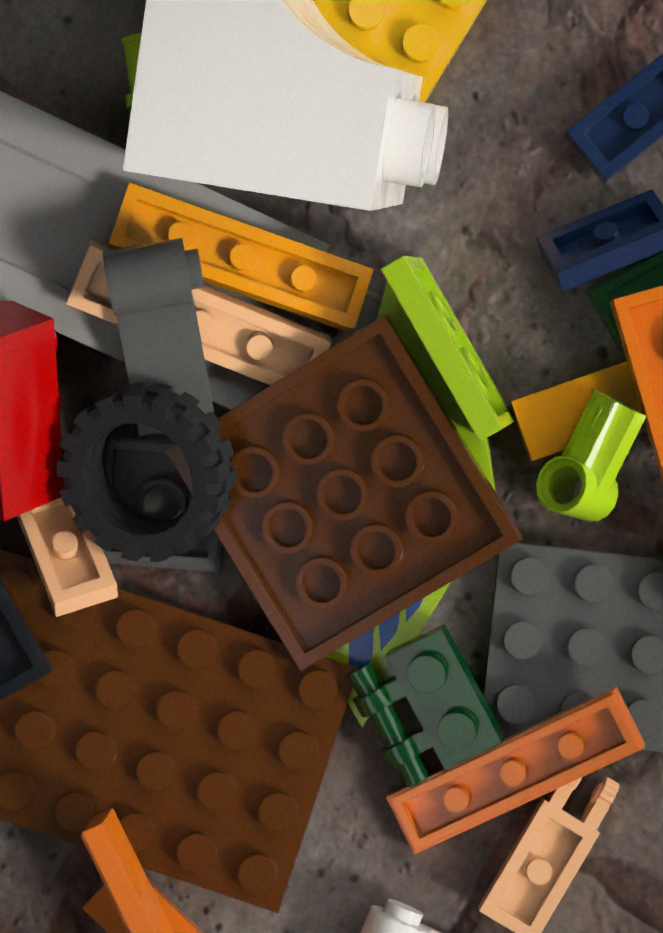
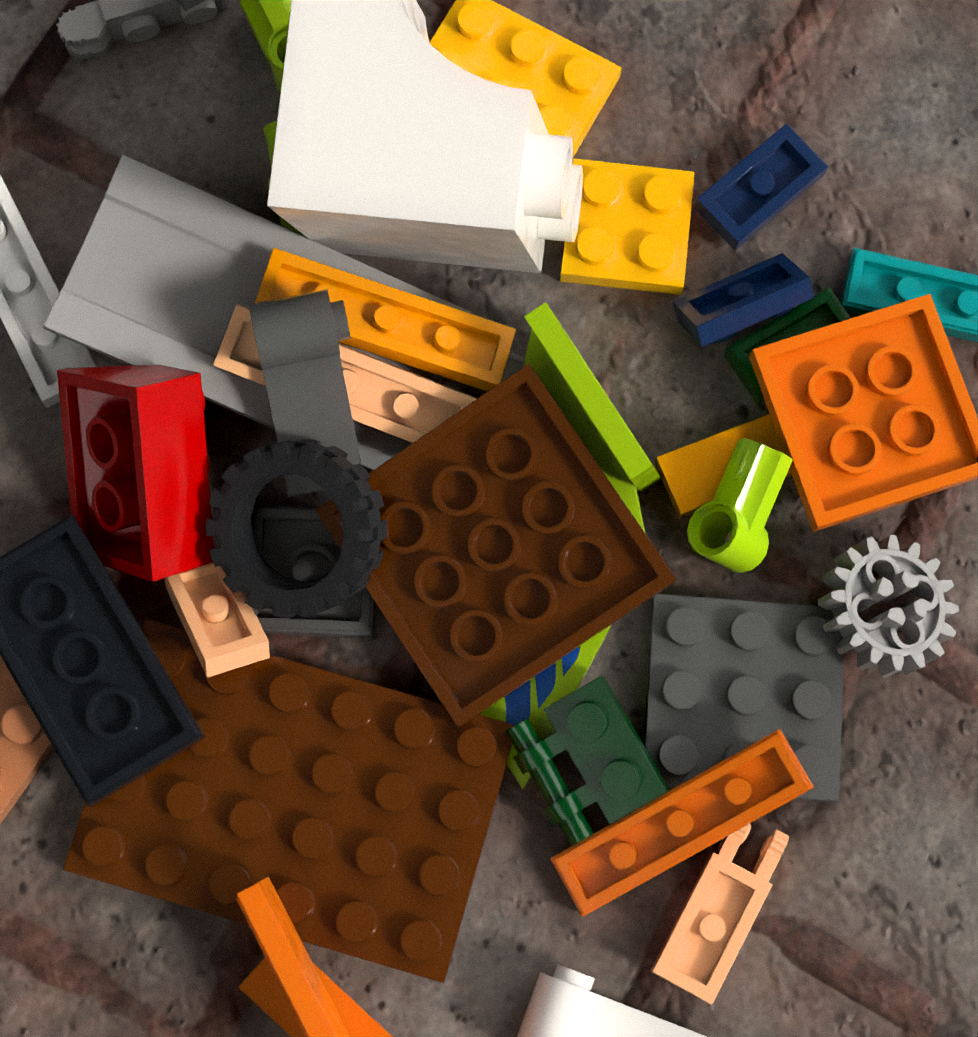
camera: 10 degrees left, 10 degrees down
(498, 154) = (631, 228): none -> yellow plate

